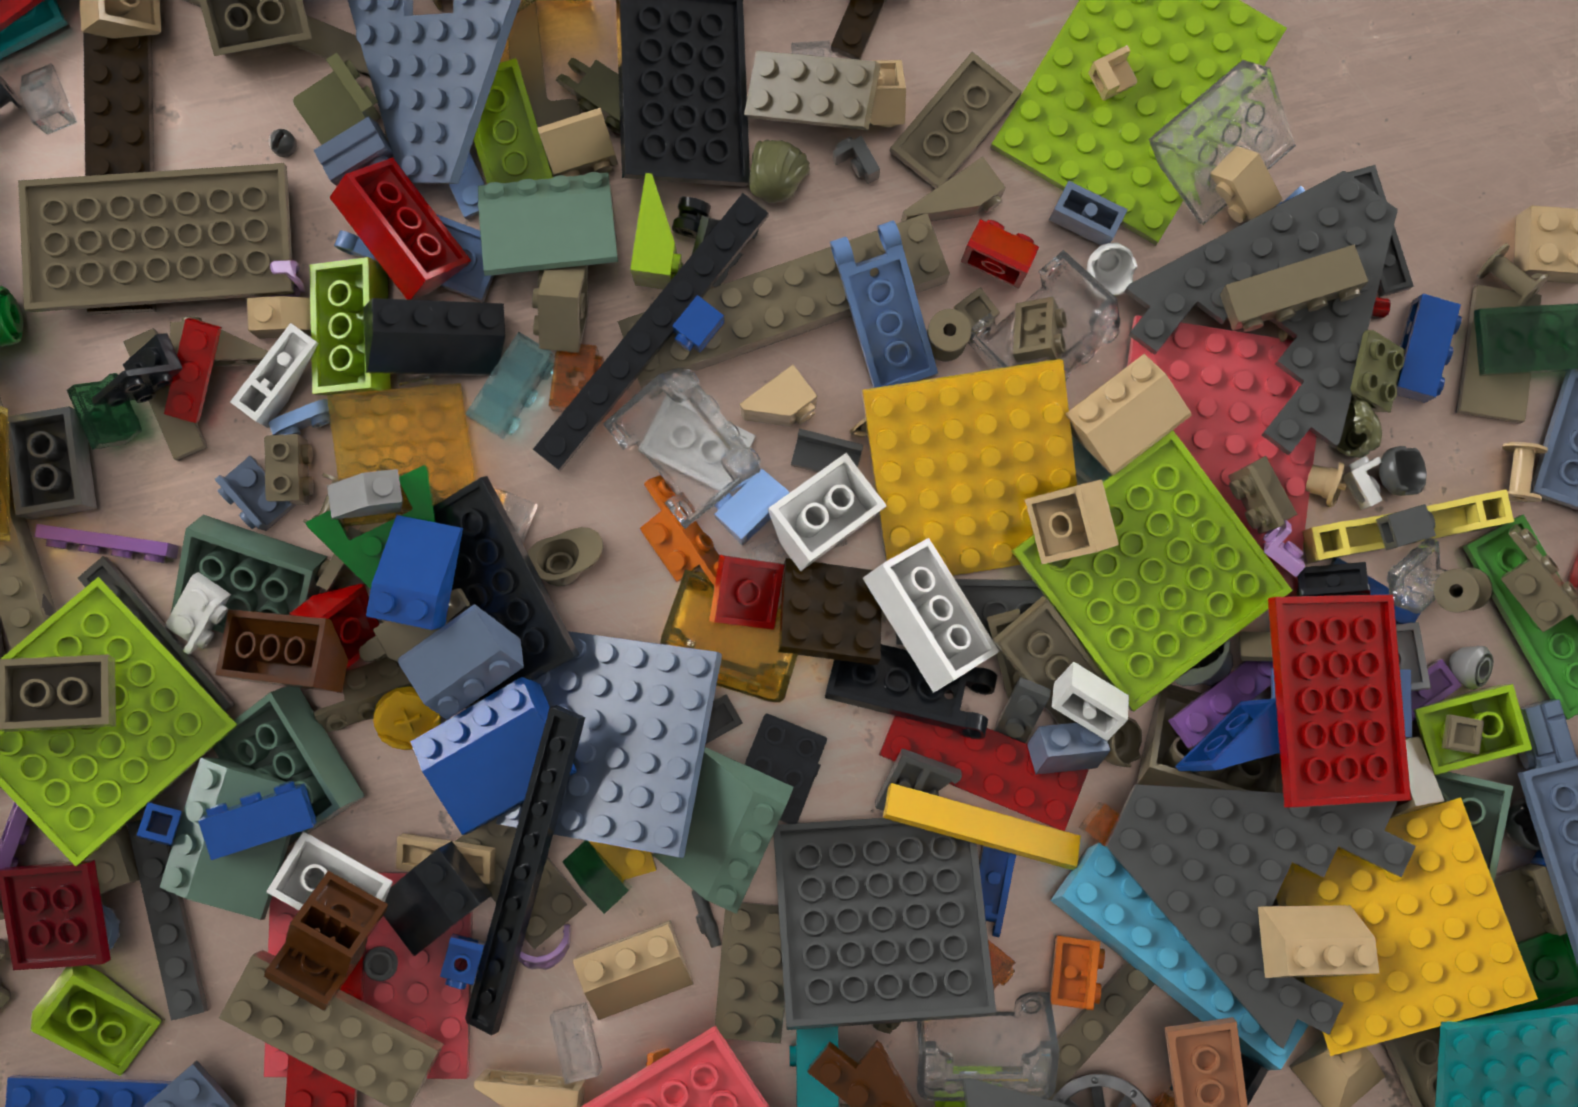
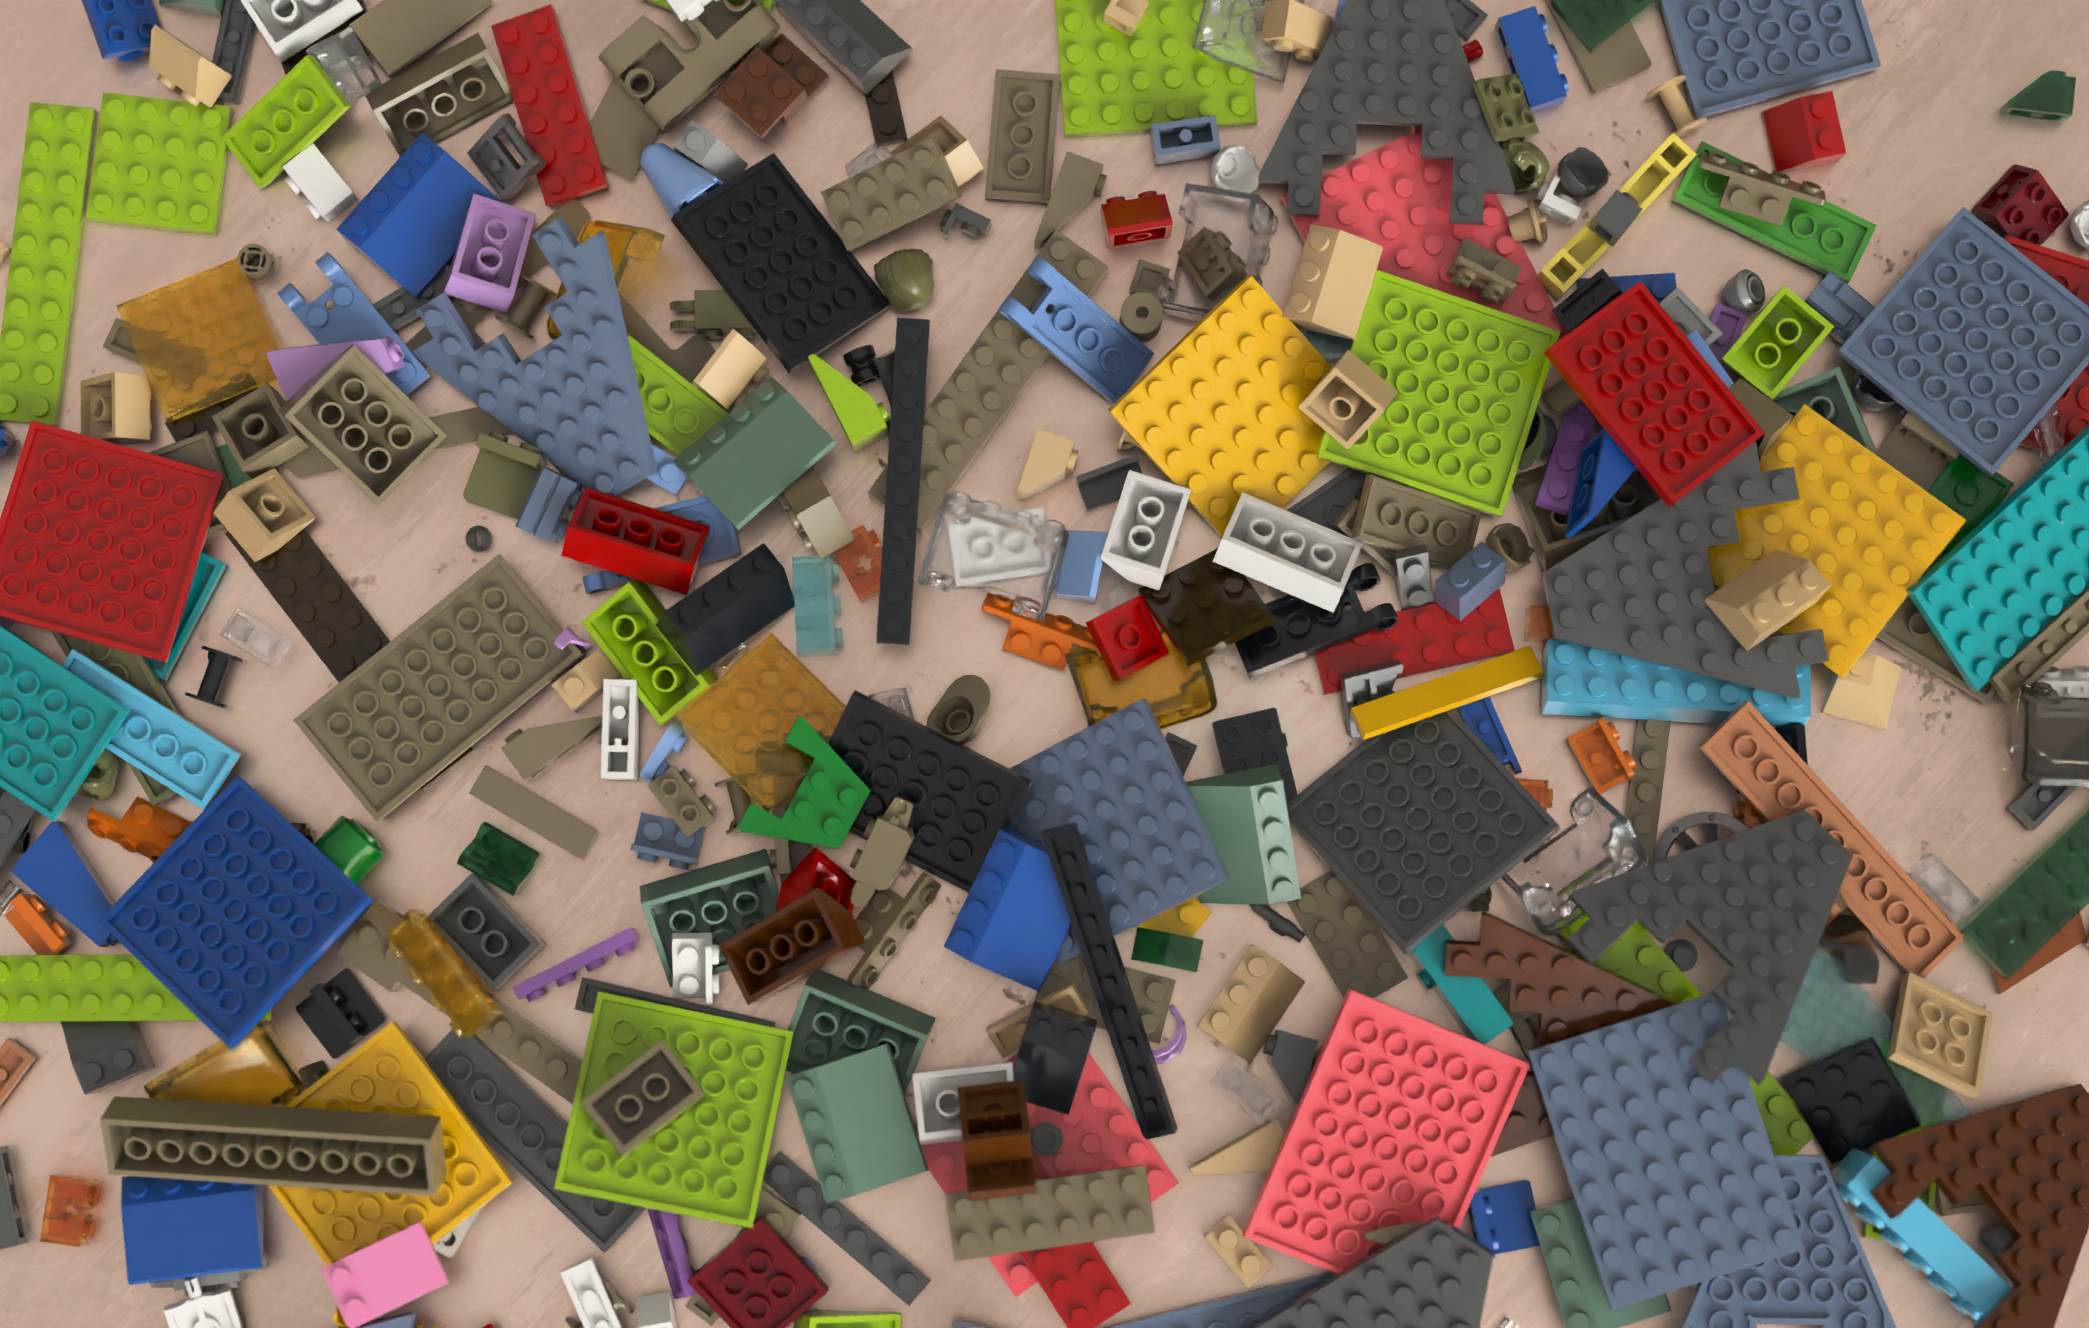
camera: 35 degrees left, 0 degrees up
(143, 375) = (512, 800): black bracket -> none
(159, 824) = (791, 1152): blue brick -> none
(197, 357) = (549, 774): red plate -> none
(257, 820) = (870, 1089): blue brick -> none
(365, 495) = (771, 772): light grey slope -> none
(403, 717) = (923, 931): yellow tile -> none
(415, 573) = (857, 804): blue slope -> none
(462, 661) = (943, 850): sand blue slope -> none
(465, 948) = (1098, 1083): blue brick -> none
(630, 1045) = (1290, 1061): none -> dark grey slope
(697, 325) = (938, 450): blue brick -> none
(1090, 701) = (1462, 531): white brick -> none
(1287, 554) = (1535, 306): lavender bracket -> none
(1294, 288) = (1393, 89): dark tan brick -> none
(1415, 576) = (1654, 250): clear bracket -> none
(1462, 734) = (1771, 352): dark tan tile -> none
(1463, 589) = (1694, 236): dark tan piece -> none

